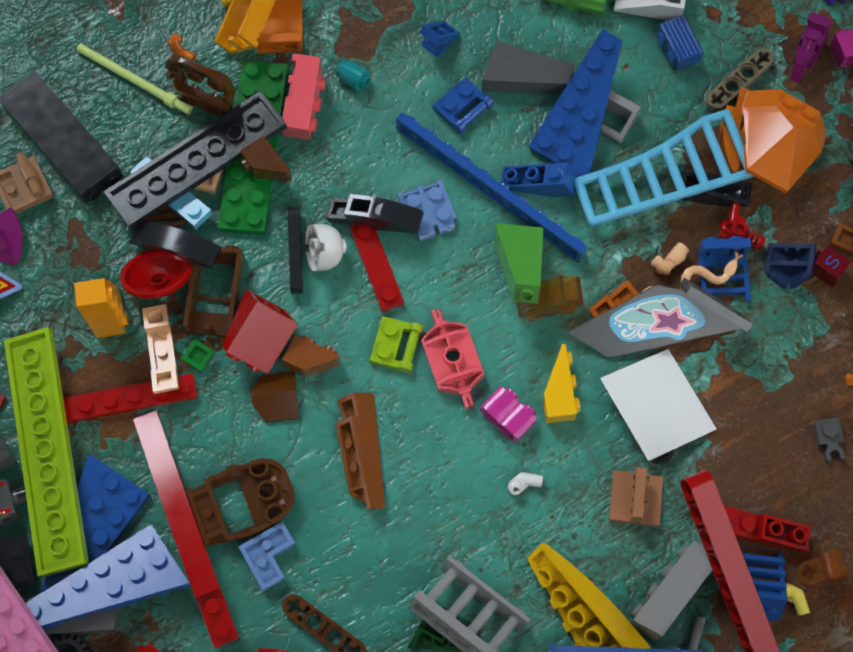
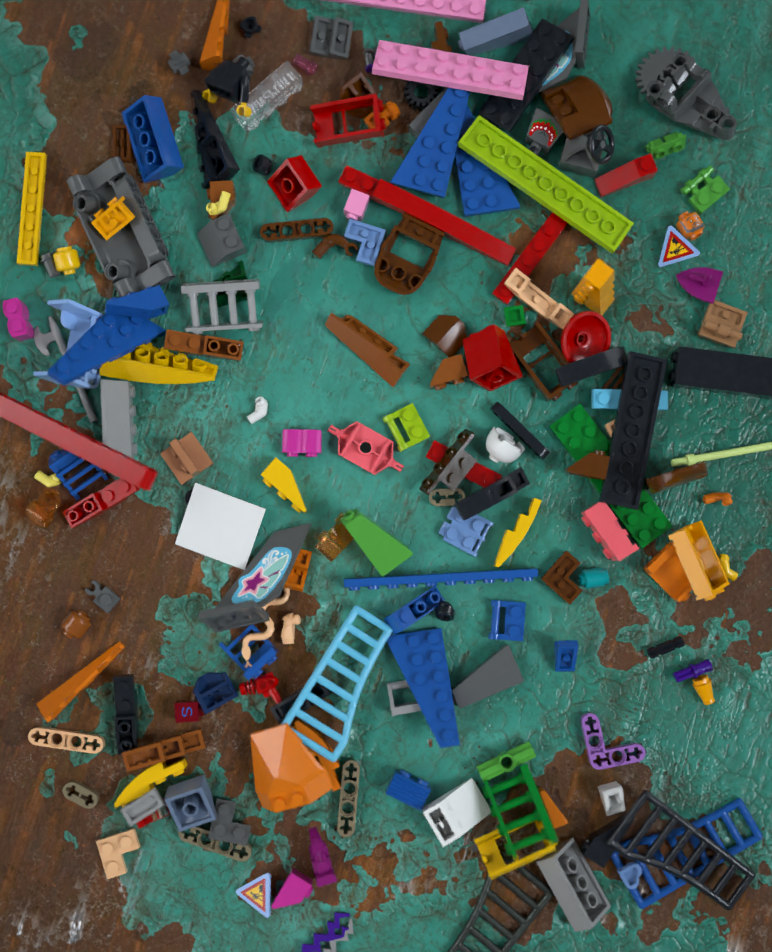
camera: 135 degrees right, 15 degrees up
(243, 598) = (356, 205): none -> bright pink brick
(303, 586) = (330, 241): none -> reddish brown piece
(383, 102) = (558, 580): none -> reddish brown plate
(388, 269) = (452, 466): none -> dark brown bracket
(392, 164) = (512, 538): none -> yellow slope
(421, 247) = (445, 492): none -> dark tan beam
(514, 154) = (445, 611): none -> black tile
(523, 592) = (203, 345): none -> dark orange slope

